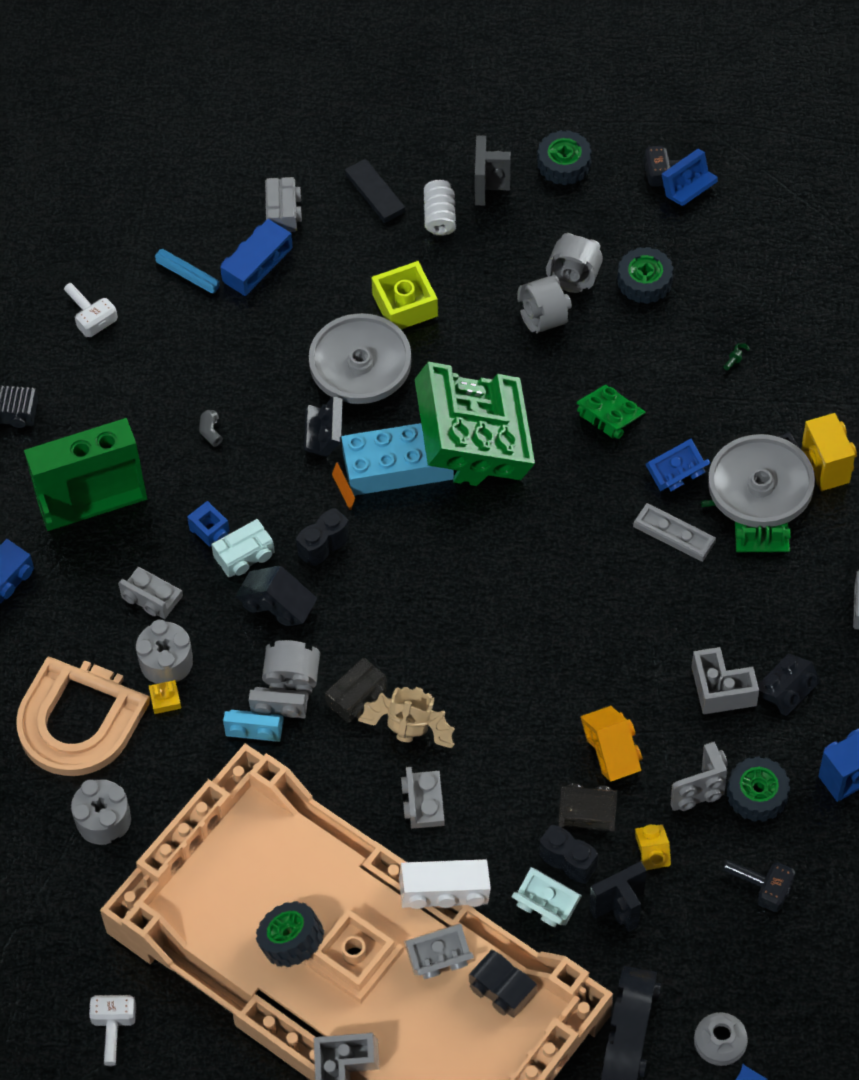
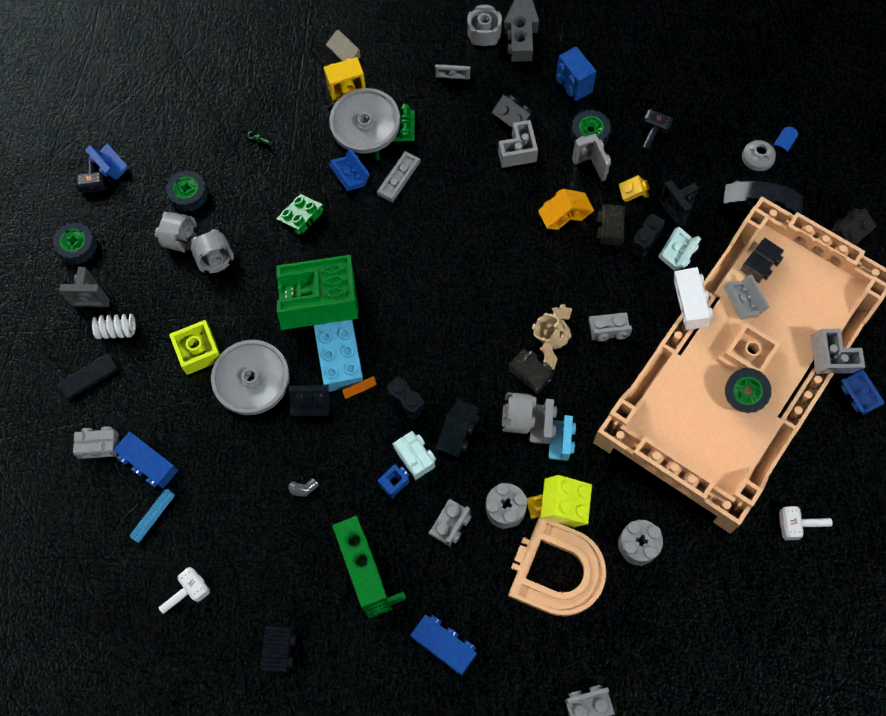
camera: 90 degrees left, 10 degrees up
(161, 719) = (566, 501): none -> neon yellow brick

